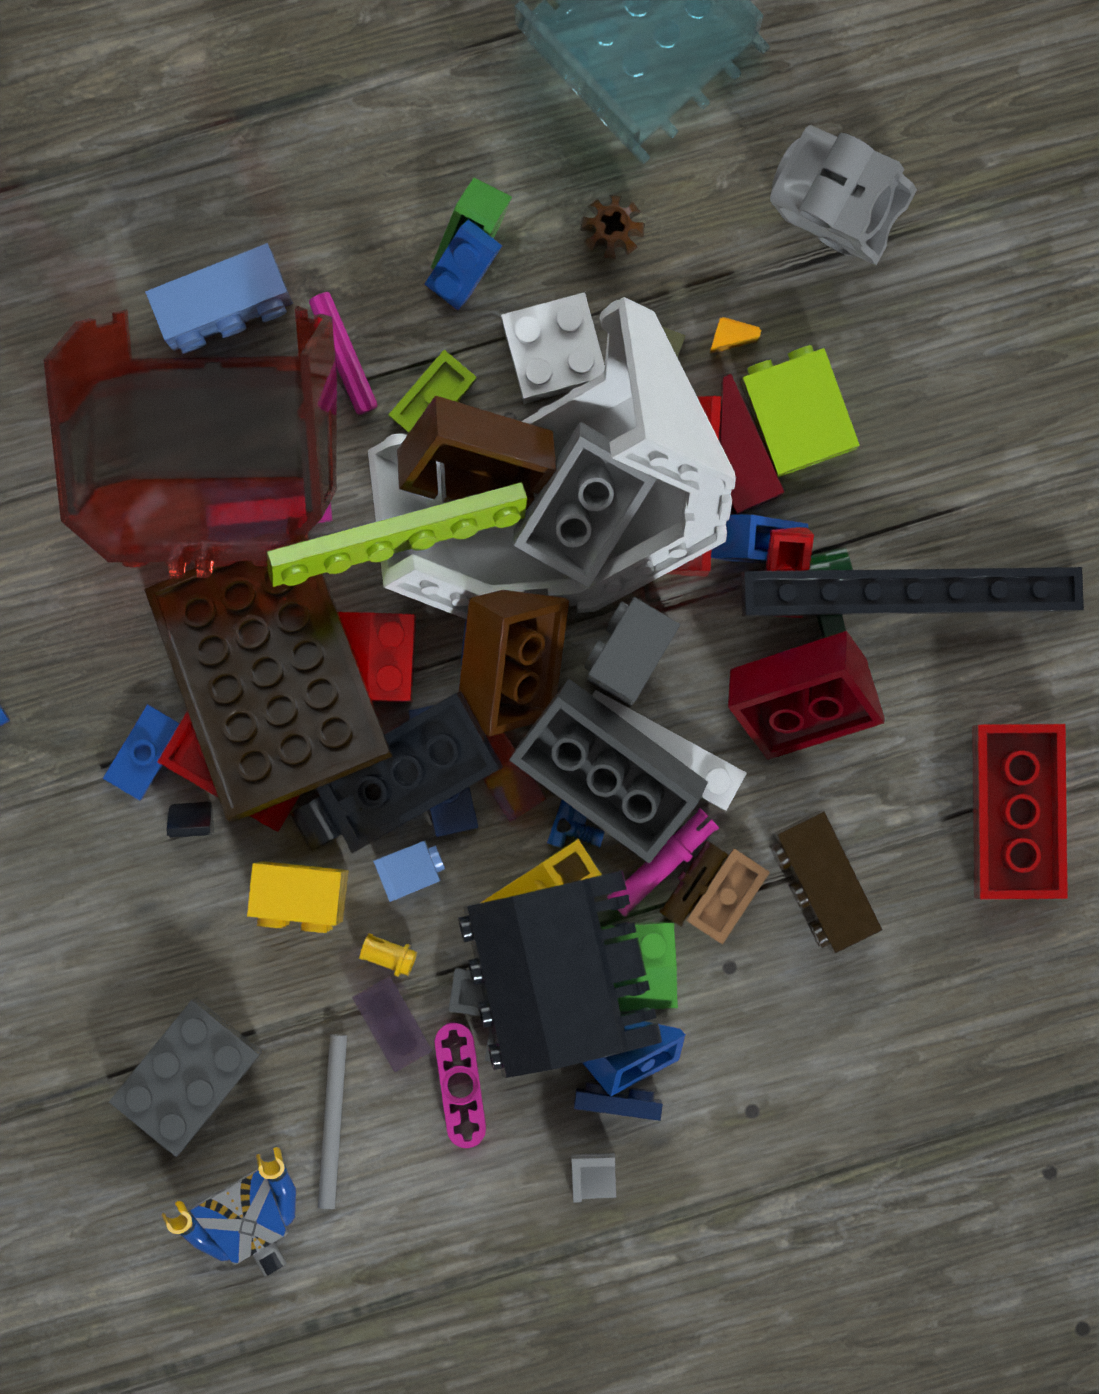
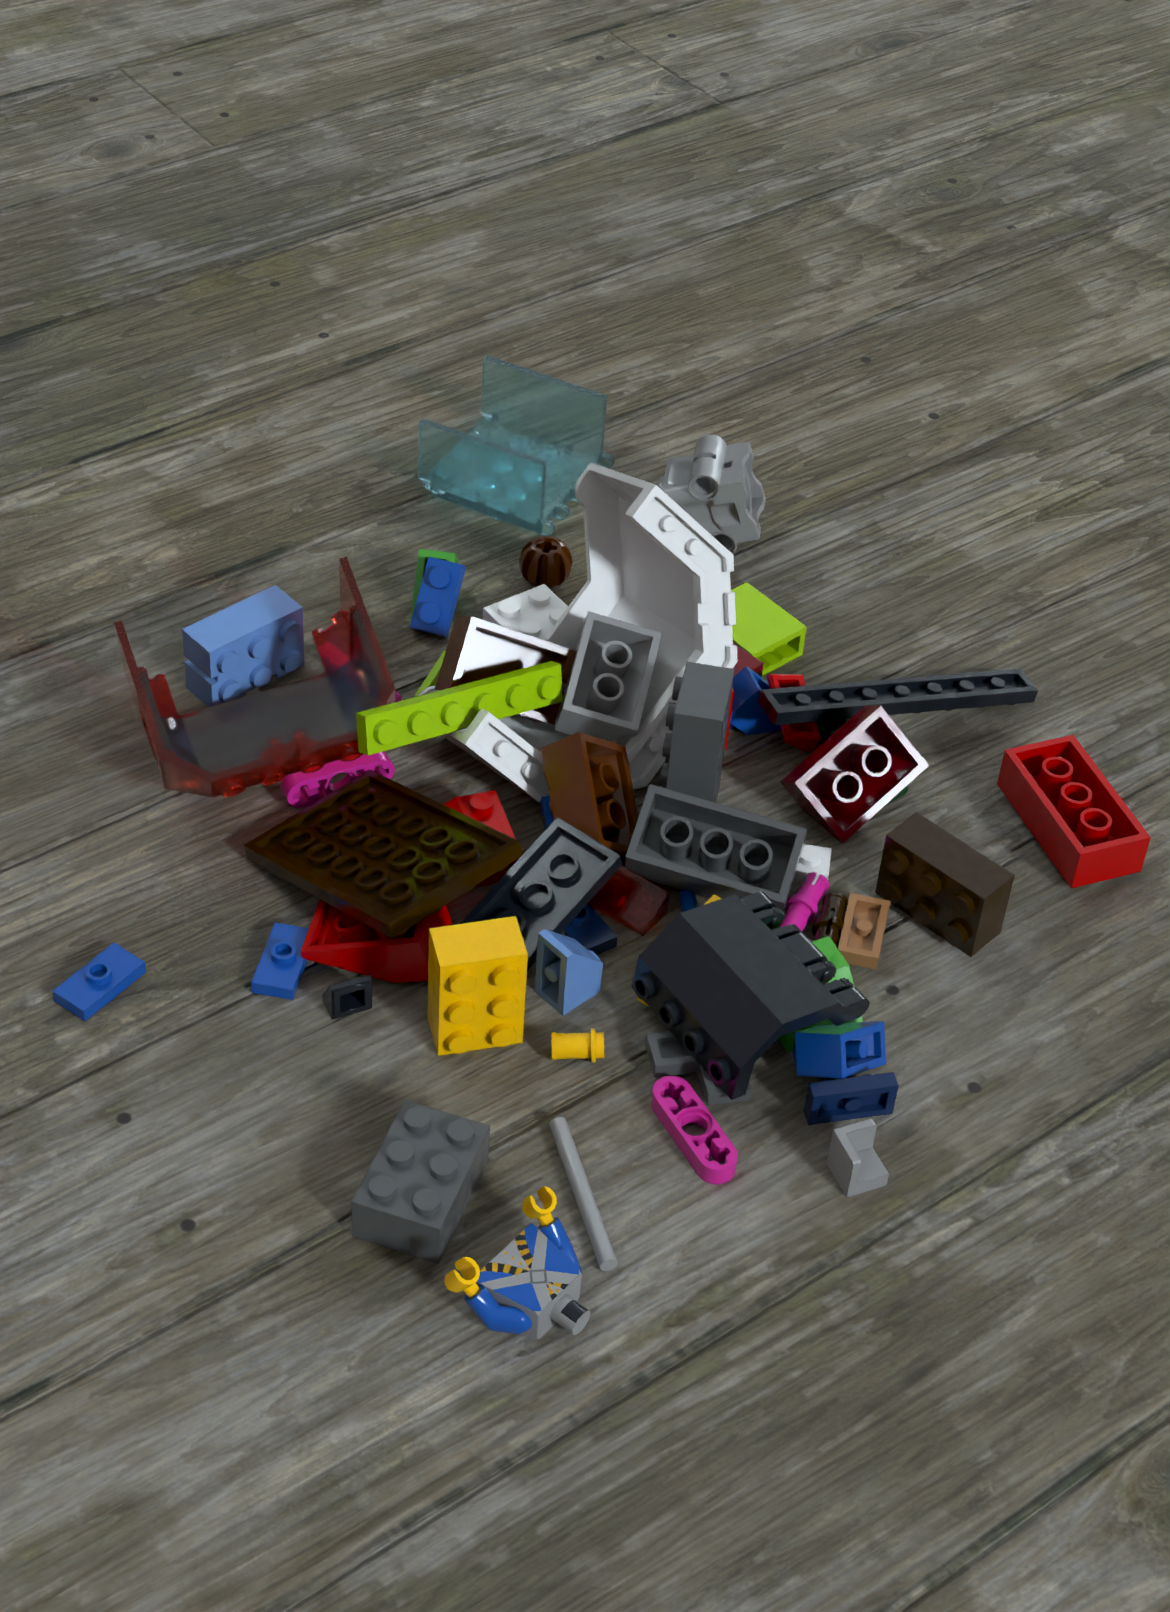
camera: 25 degrees left, 45 degrees down
(392, 1023) = (606, 1095): clear purple plate -> none

